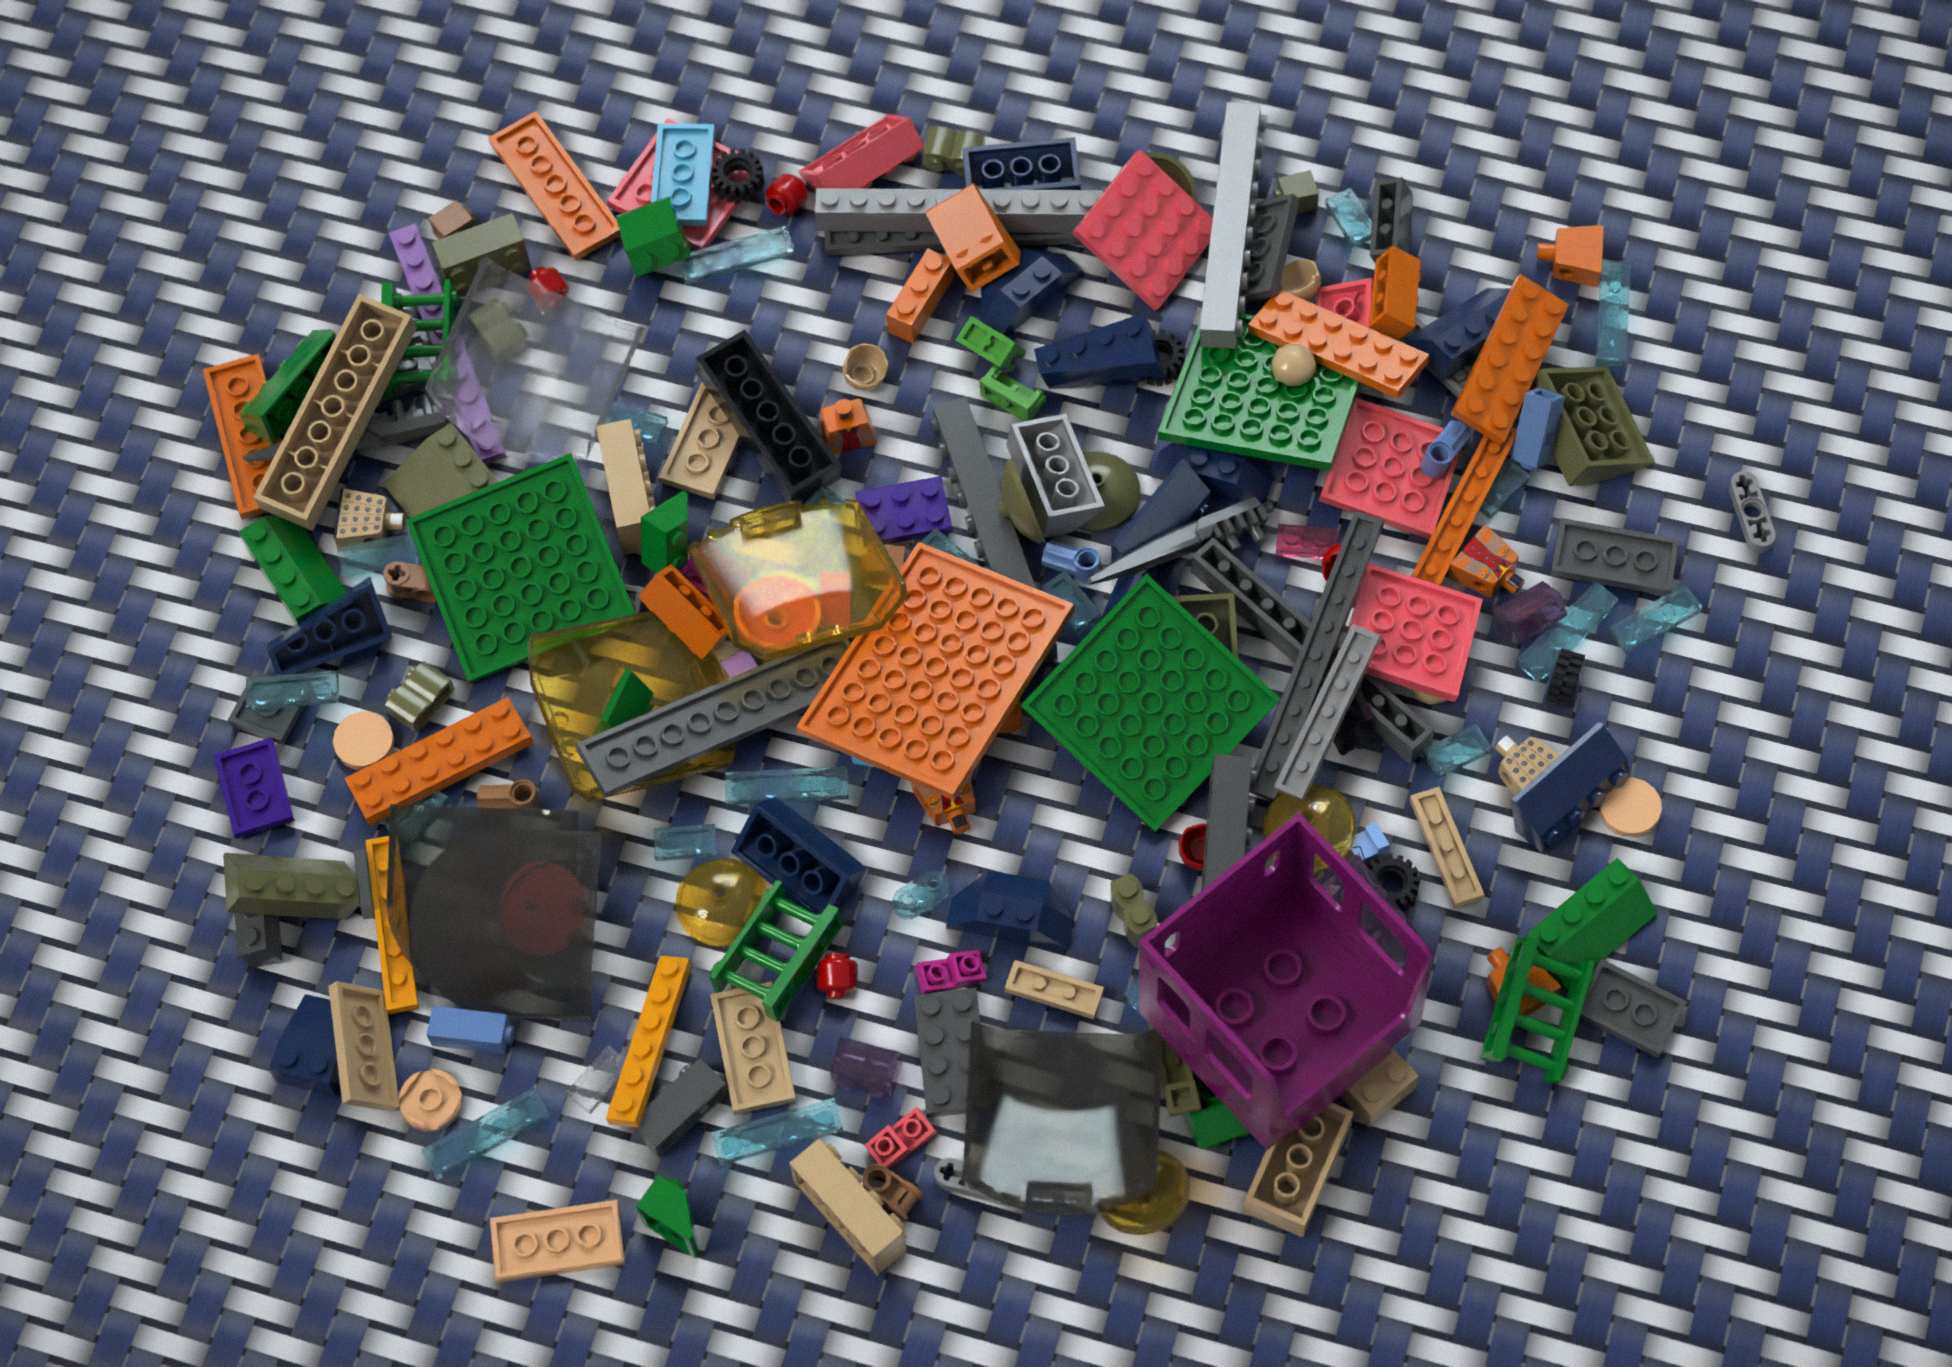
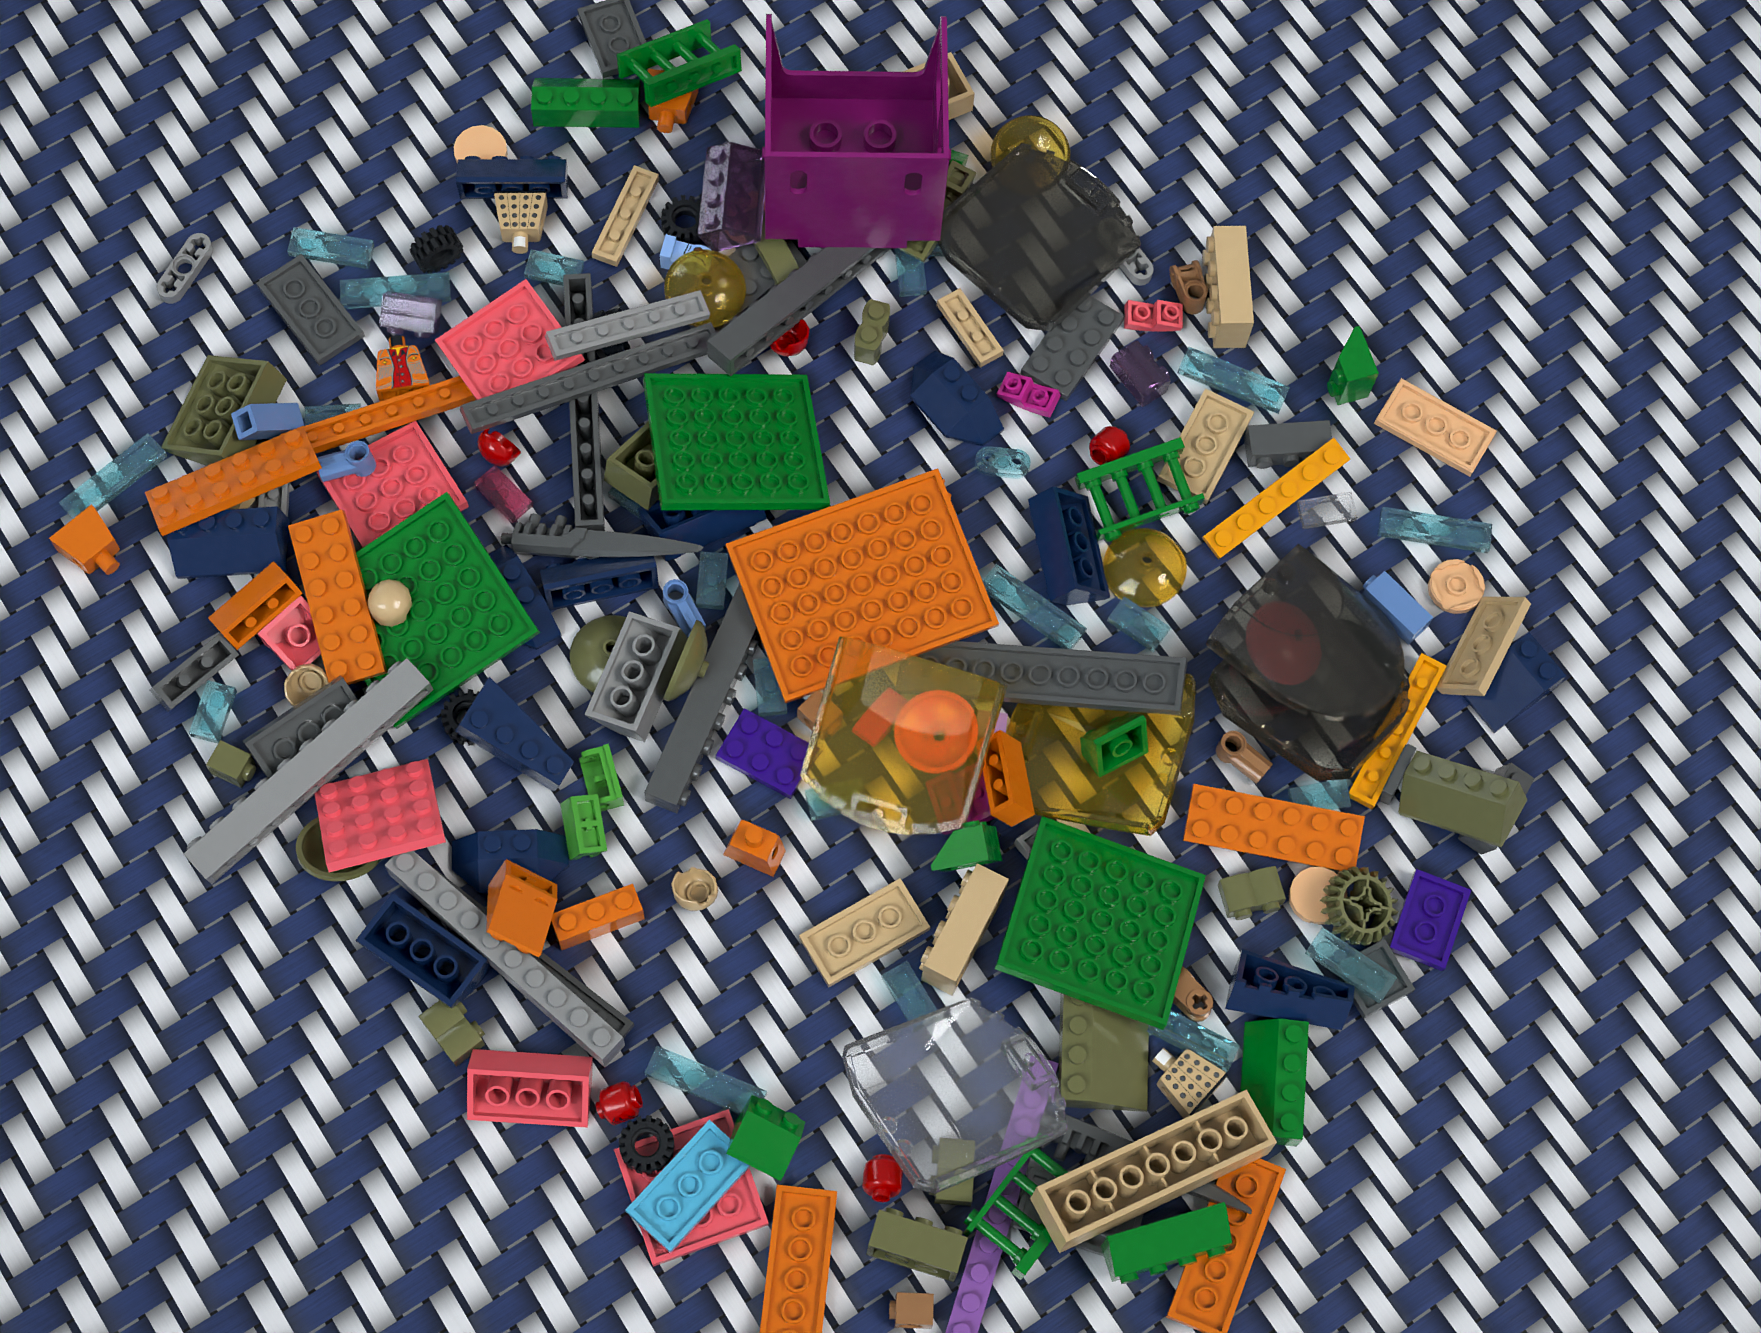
camera: 150 degrees left, 5 degrees up
(303, 745) = (1350, 917): none -> olive gear
(767, 418) = (810, 897): black brick -> none

